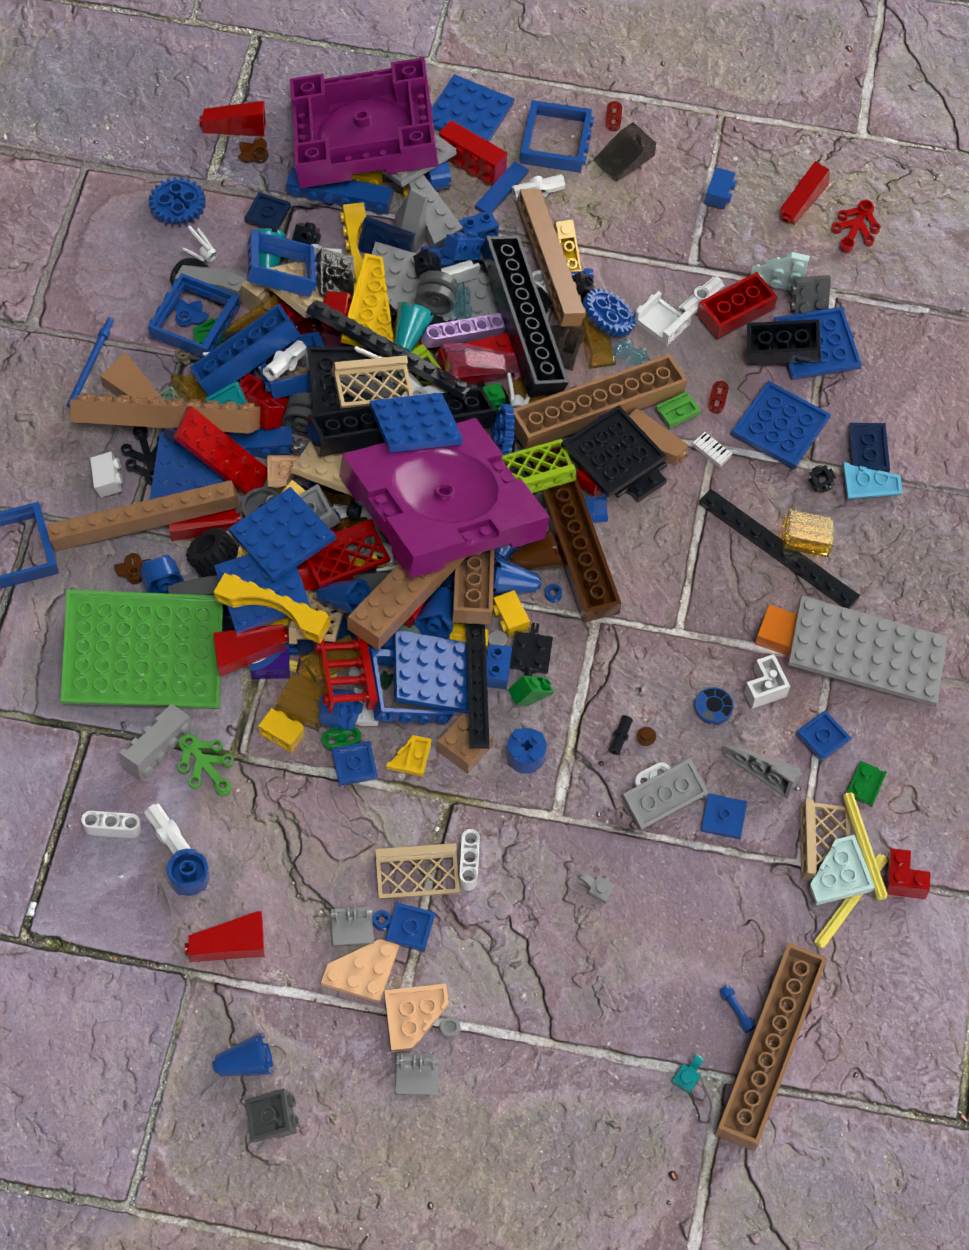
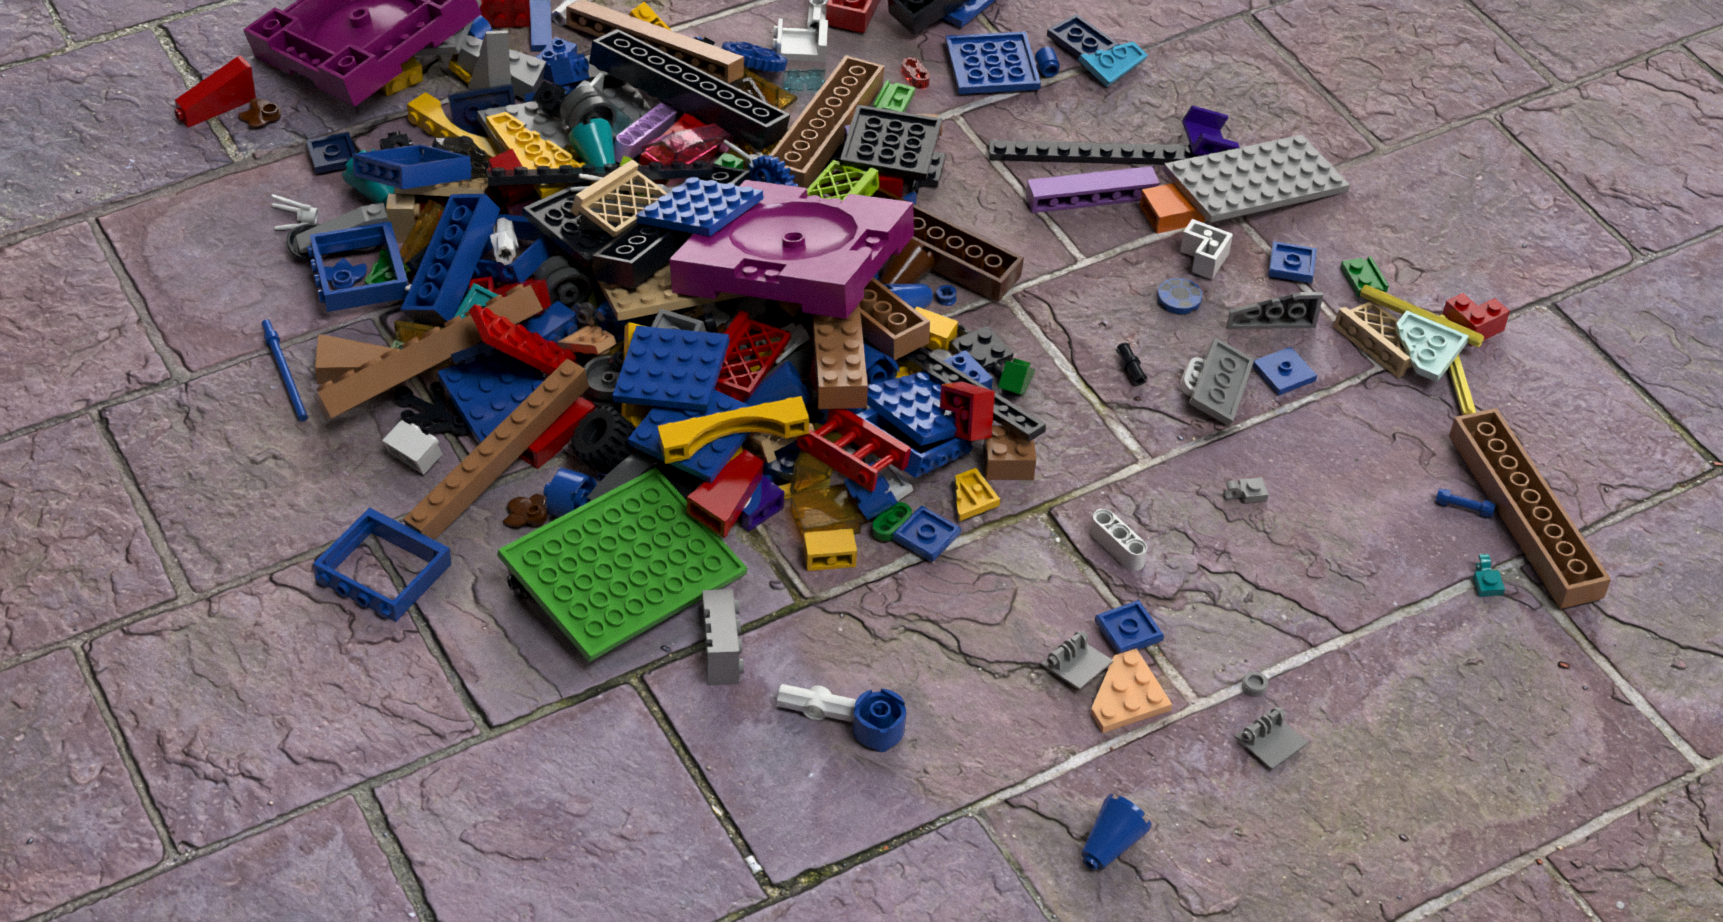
camera: 40 degrees left, 15 degrees down
(104, 818) = (755, 733): white beam -> none
(177, 201) = (227, 190): blue gear -> none
(185, 360) = (377, 312): dark tan plate -> none
(203, 761) = (756, 620): bright green plant -> none
(228, 940) = (982, 750): red slope -> none
(271, 1115) = (1189, 864): dark grey plate -> none
(375, 197) = (387, 100): blue brick -> none
(381, 913) = (1098, 634): blue bush -> none
(412, 854) = (1072, 562): tan fence -> none
(413, 1013) = (1212, 694): light nougat plate -> none
(452, 696) = (972, 407): none -> red brick
(526, 750) = (1068, 423): blue brick -> none
(646, 736) = (1152, 352): reddish brown plate -> none
(712, 449) = (956, 113): white tile -> none
(739, 577) = (1089, 189): none -> medium lavender brick
(808, 532) = (1111, 122): clear yellow brick -> none
(818, 472) = (1074, 78): black brick -> none
(821, 450) = (1047, 61): none -> blue brick
(871, 590) = (1204, 131): none -> dark purple panel

